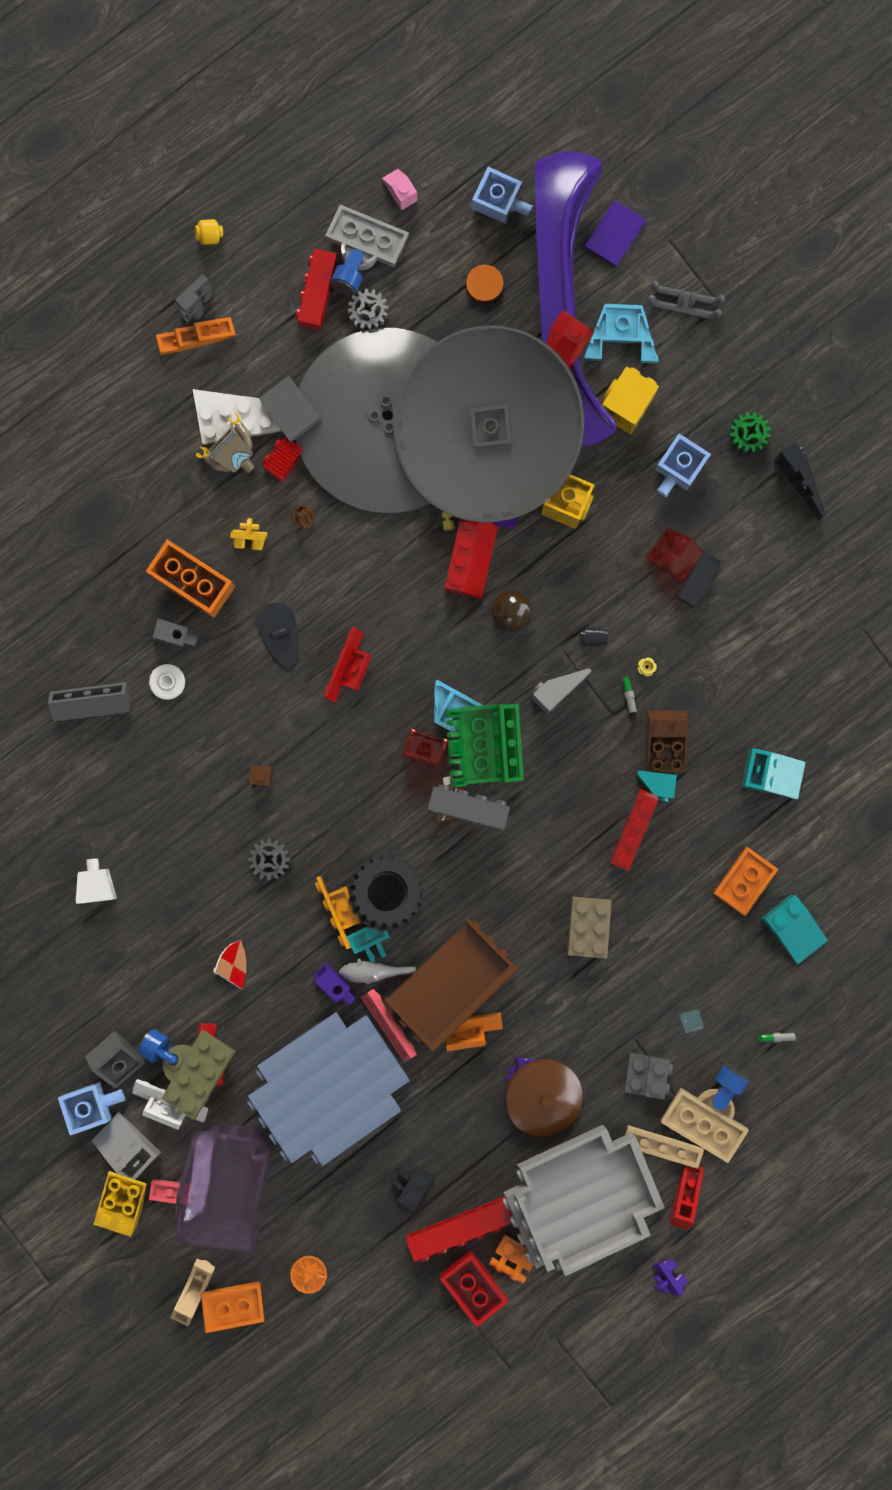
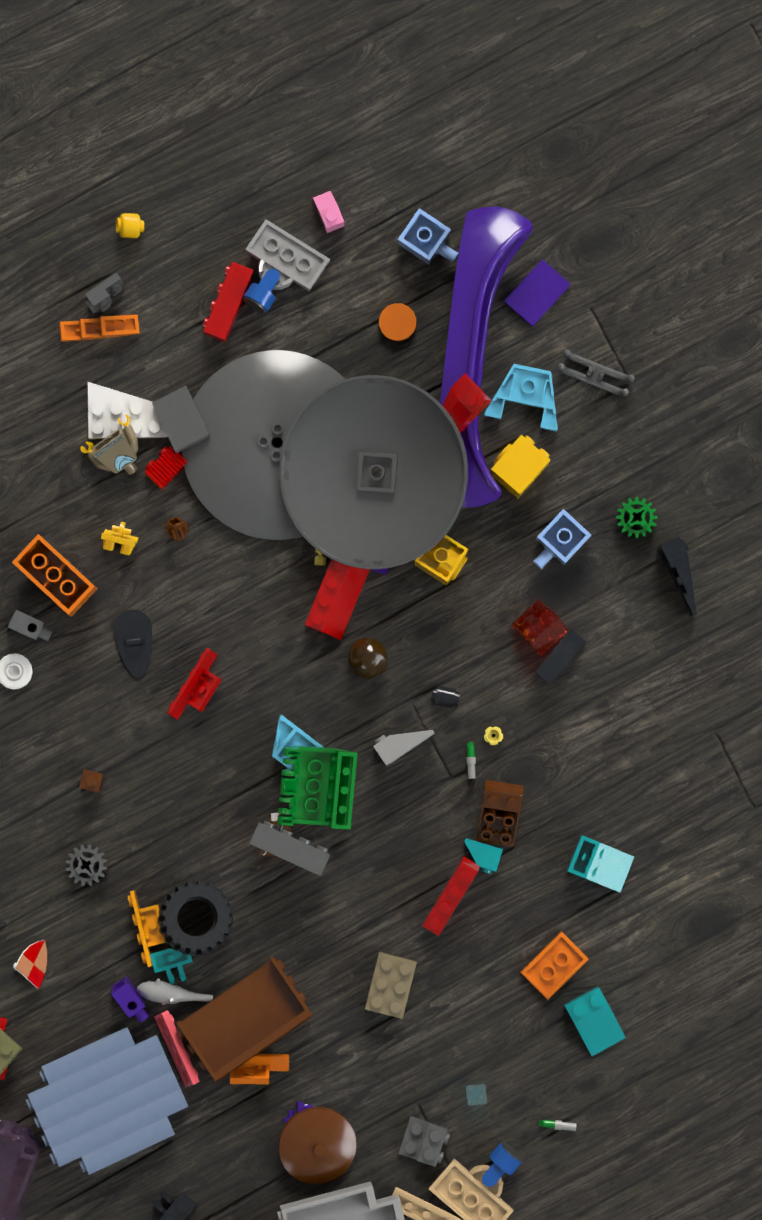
camera: 10 degrees right, 0 degrees up
(374, 306) = (268, 333): light grey gear -> none
(424, 748) = (258, 780): clear red slope -> none

